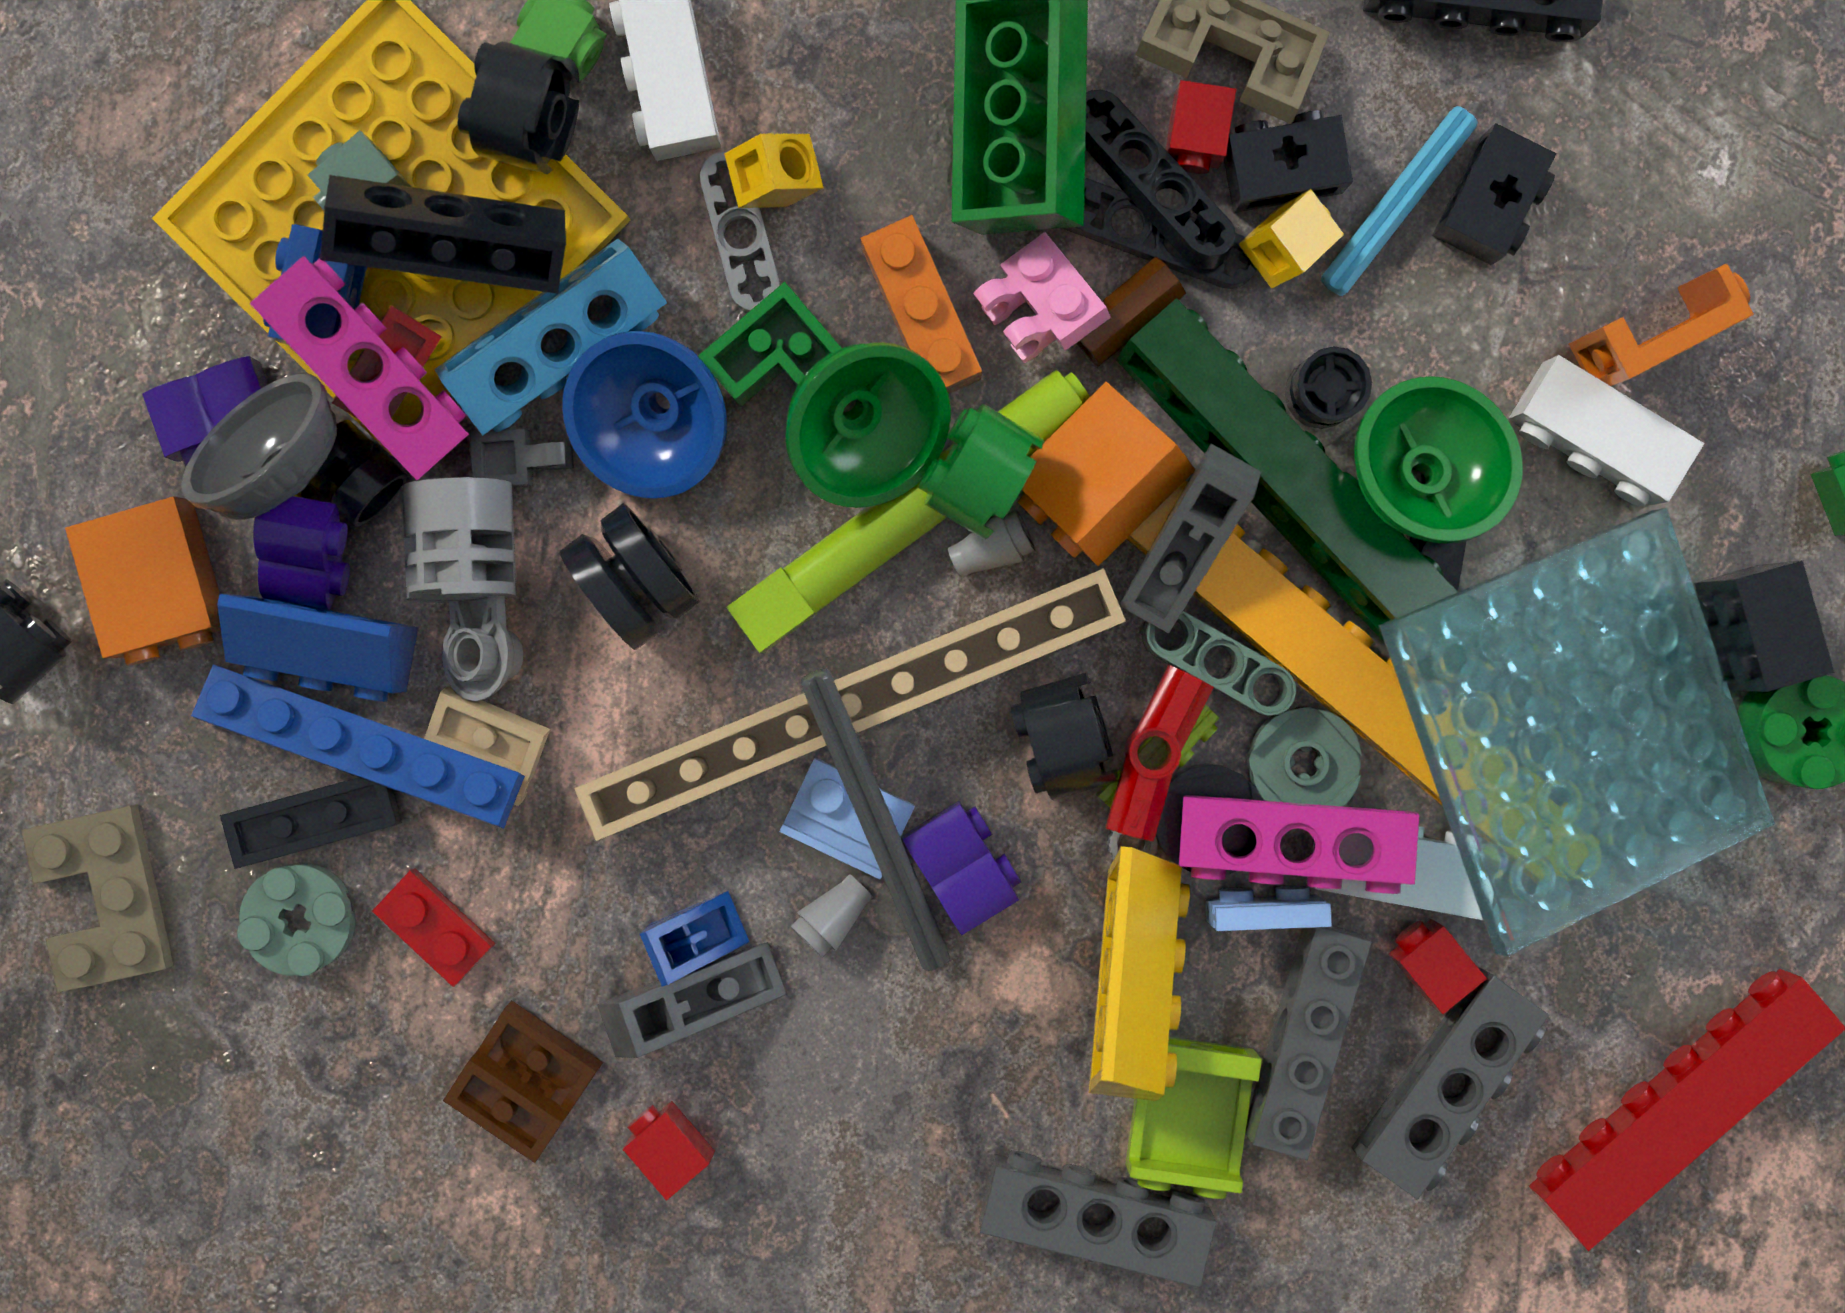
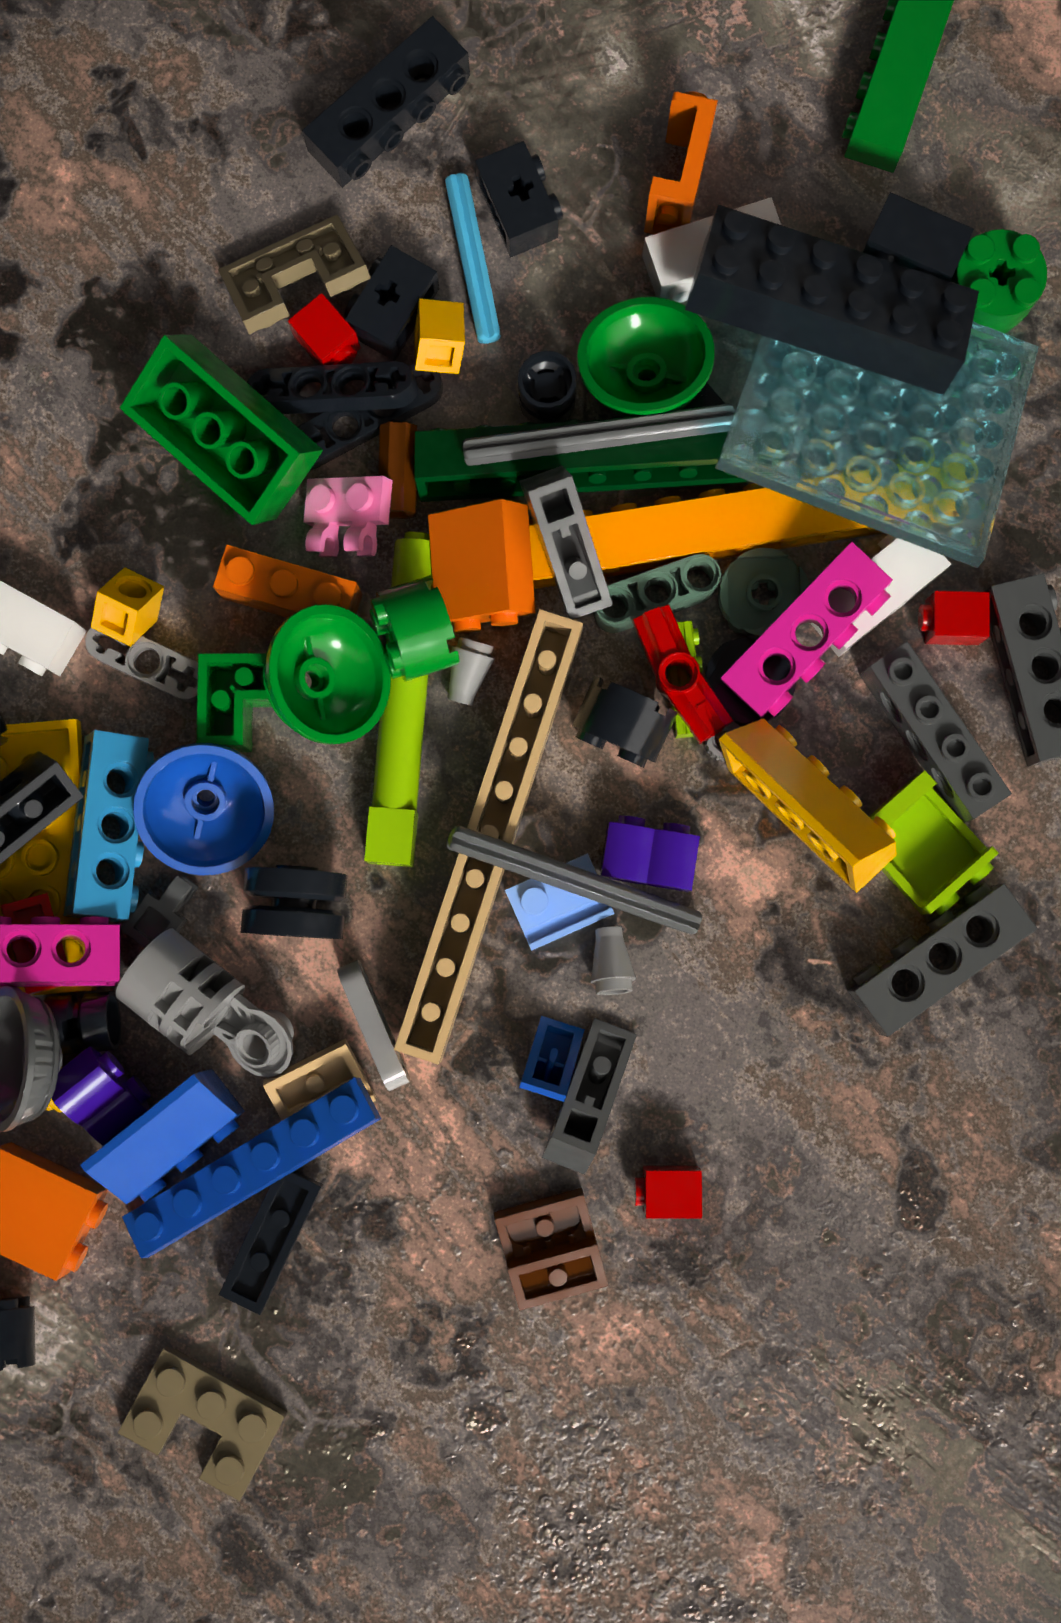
camera: 45 degrees left, 5 degrees down
(266, 930) = (315, 1330): sand green plate -> none
(433, 927) = (405, 1221): red plate -> none
(584, 744) = (373, 1025): none -> light grey beam
(1288, 909) = (844, 676): light blue plate -> none
(1320, 480) = (598, 434): none -> dark grey axle
(1645, 594) = (832, 300): none -> black brick

